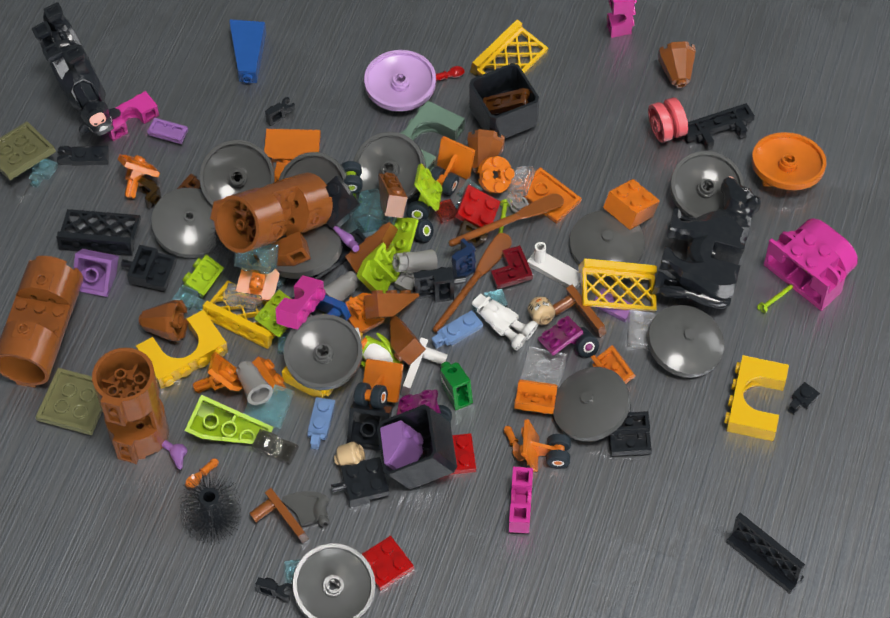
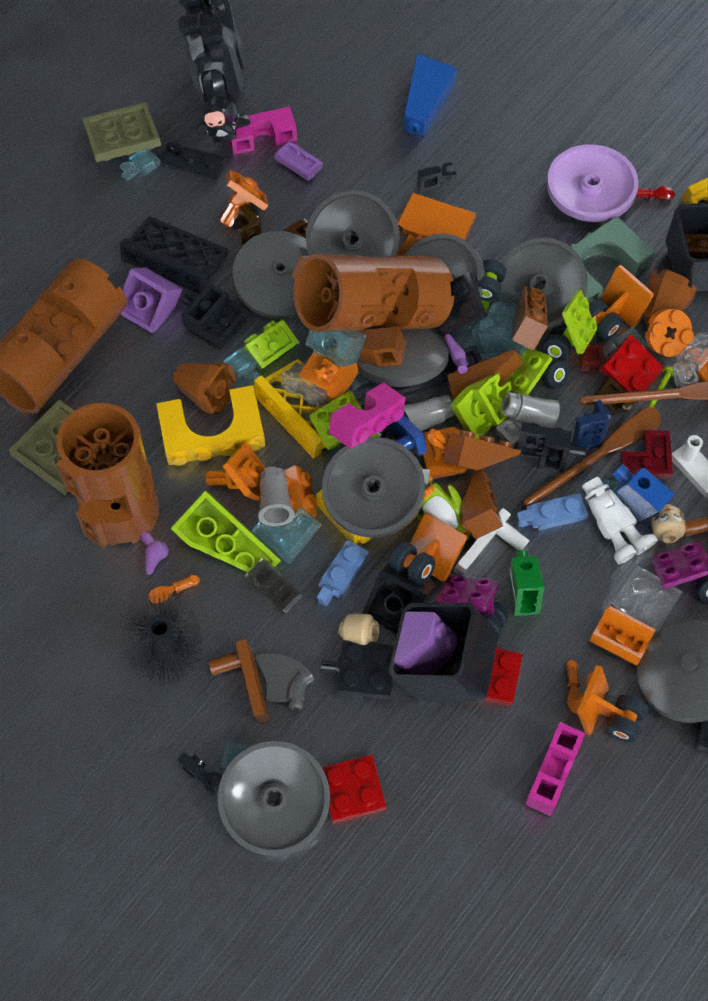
camera: 20 degrees right, 5 degrees up
(514, 294) = (641, 492): none -> blue torso

